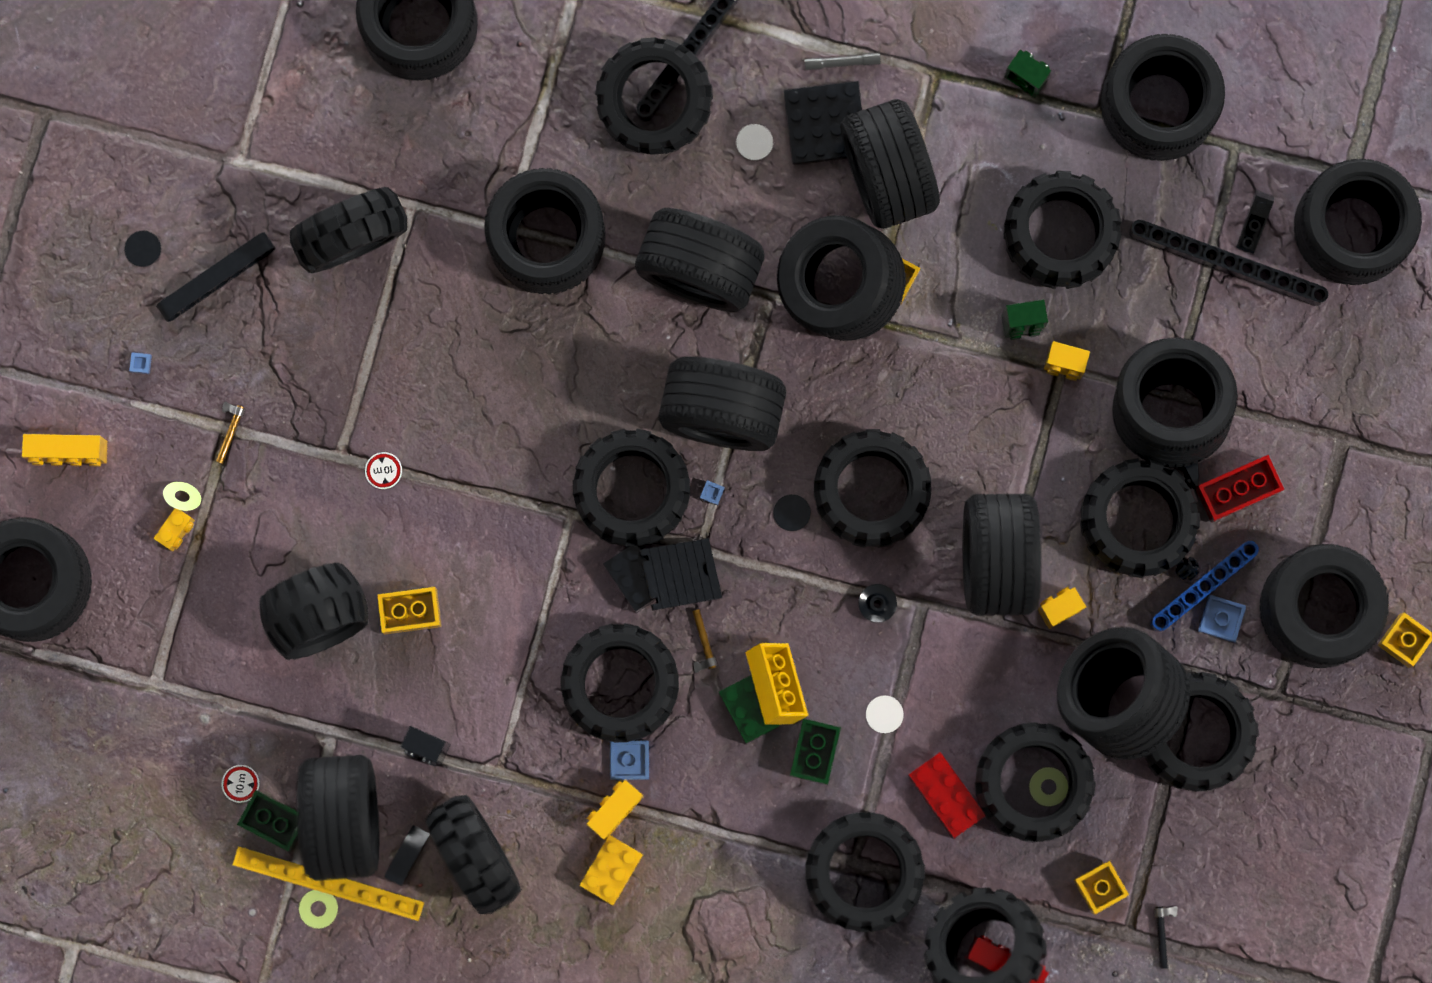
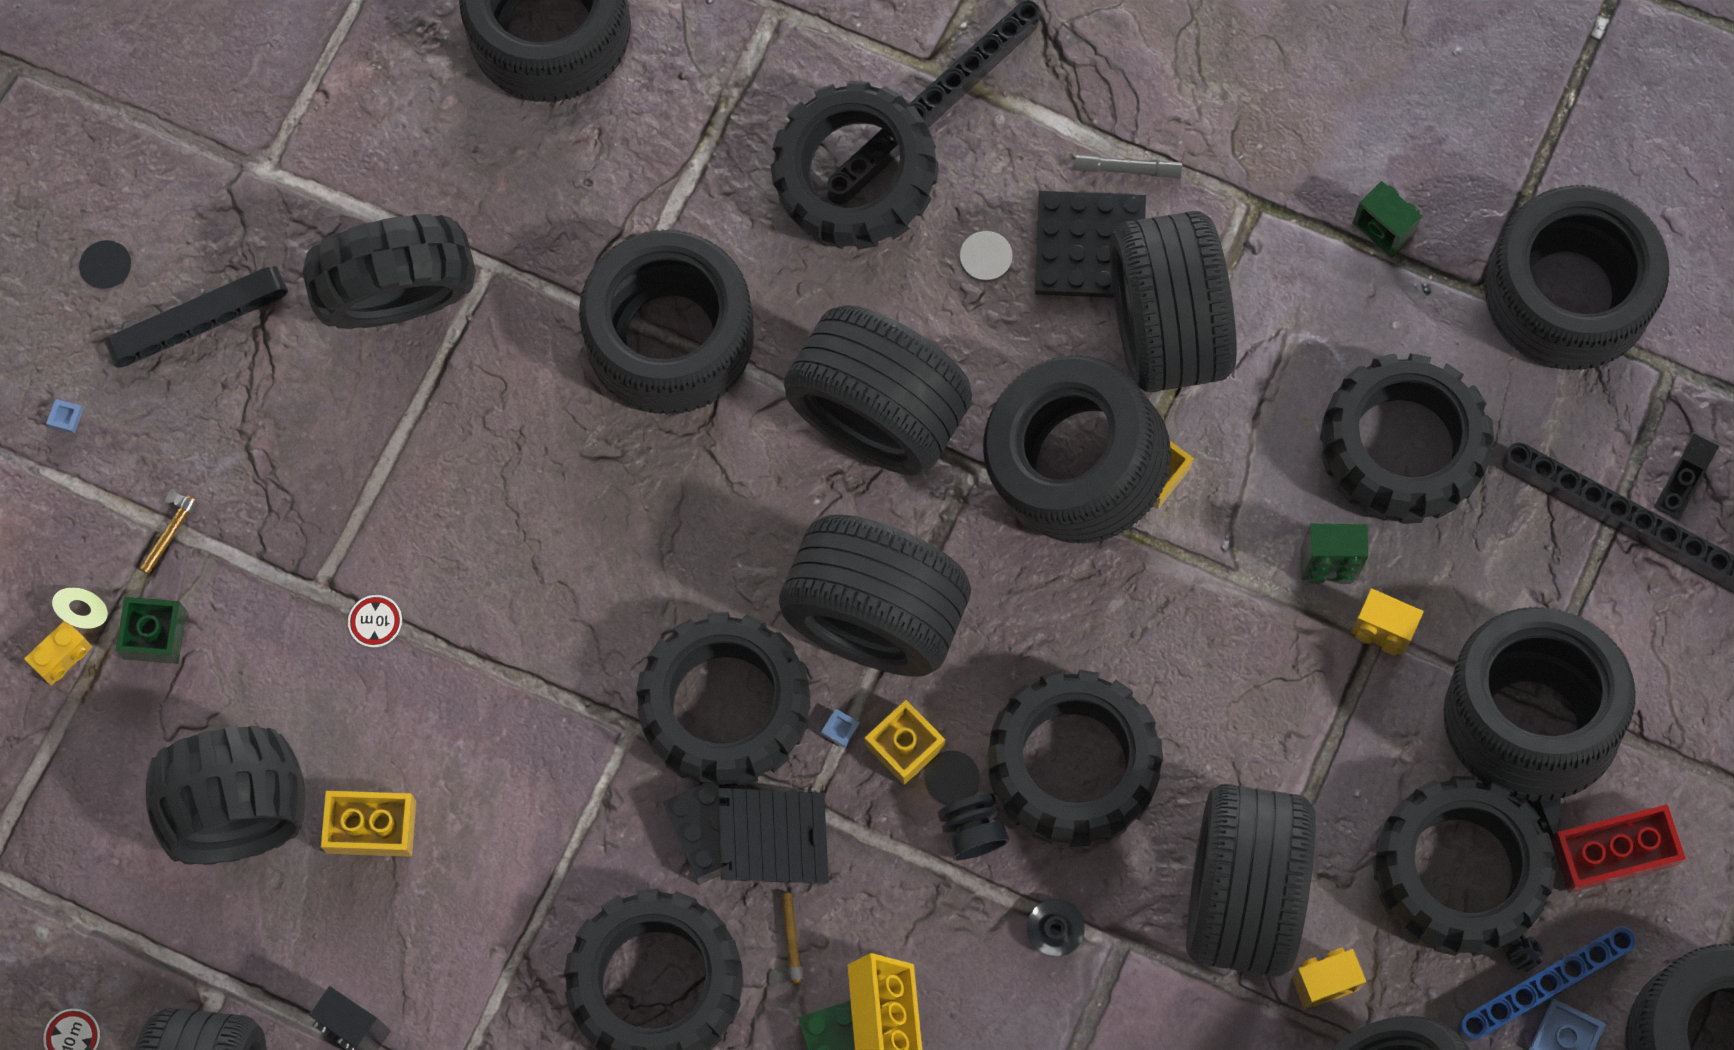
camera: 10 degrees right, 10 degrees down
(234, 503) = (151, 630): none -> dark green brick
(757, 495) = (905, 742): none -> yellow brick
(812, 545) = (971, 821): none -> black wheel

